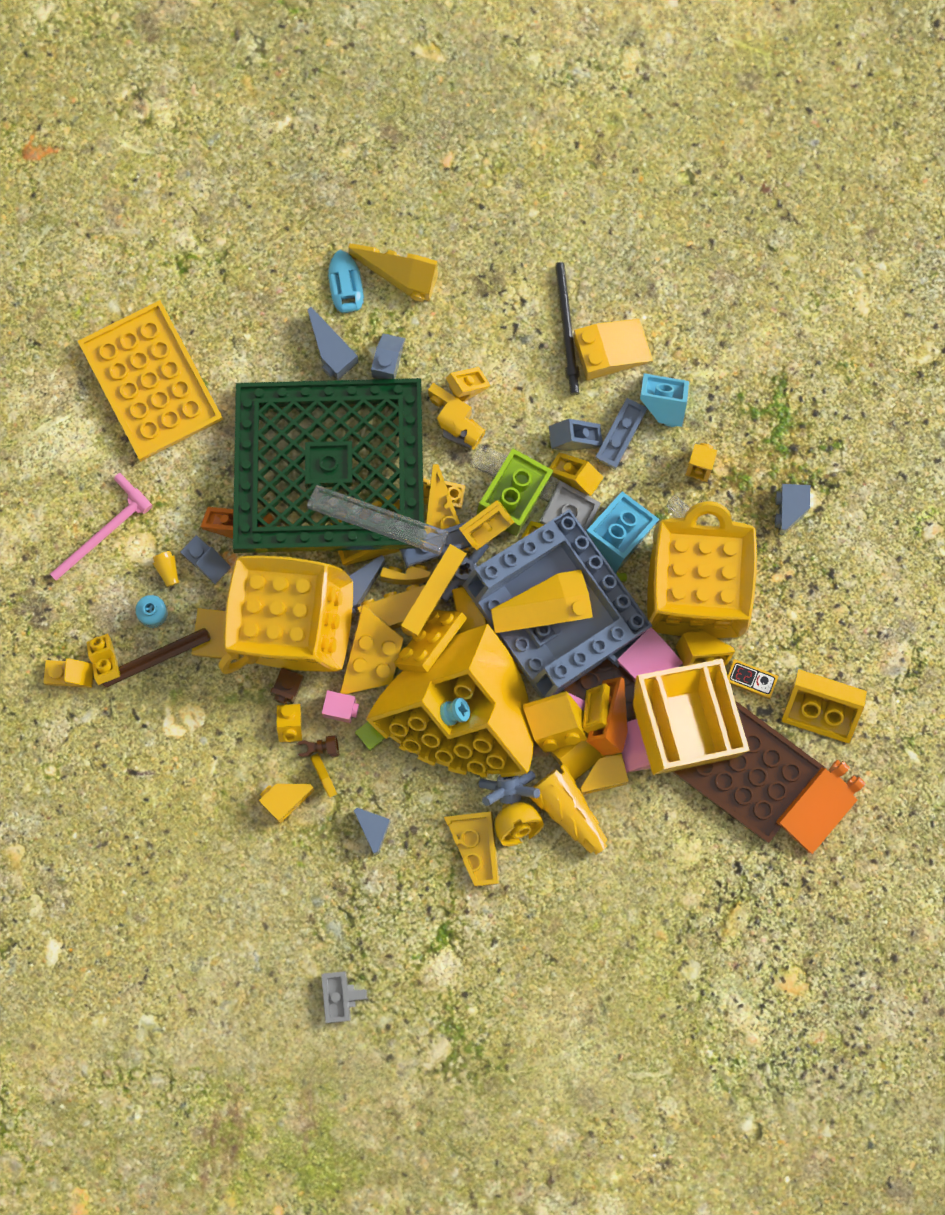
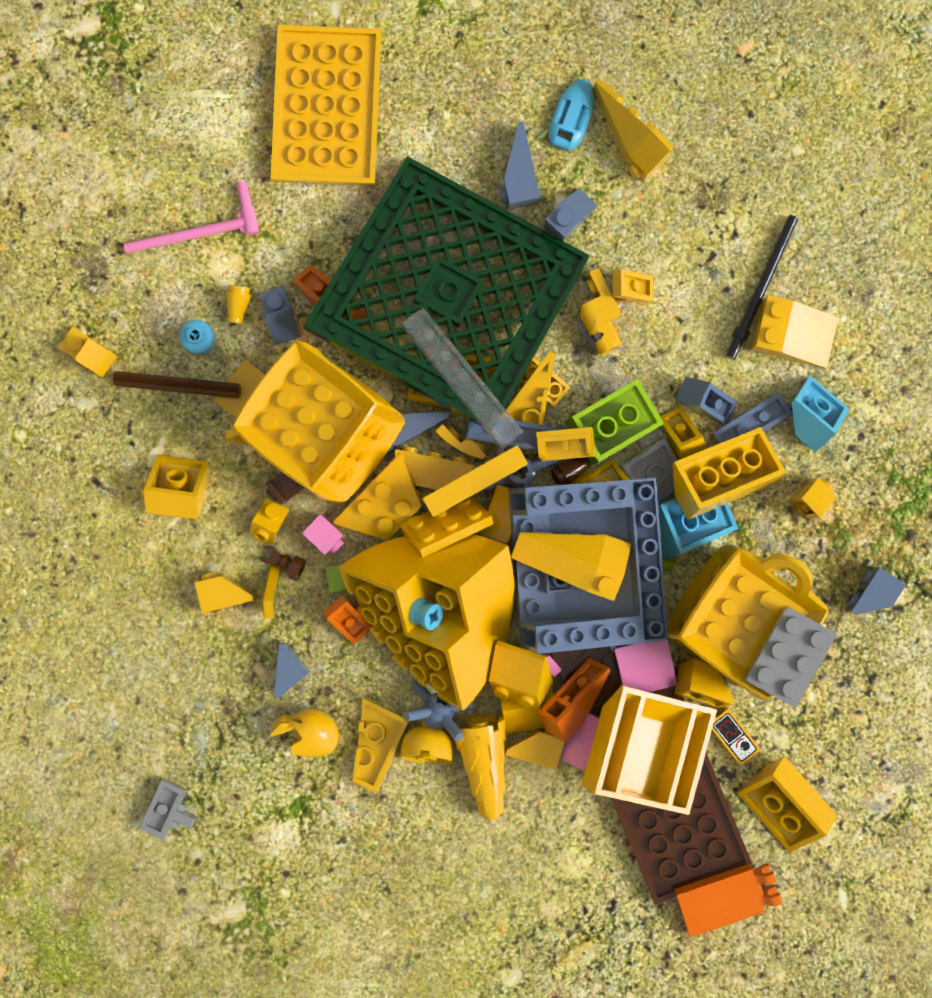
camera: 30 degrees right, 10 degrees up
(103, 659) = (127, 357): yellow slope -> none
(200, 737) = (176, 487): none -> yellow slope
(396, 761) = (346, 619): none -> orange slope
(422, 862) = (315, 733): none -> yellow helmet
(505, 541) = (569, 470): none -> reddish brown cone
(596, 708) = (566, 684): yellow tile -> none
(622, 479) = (725, 473): none -> yellow slope
(746, 576) = (790, 656): none -> light grey plate

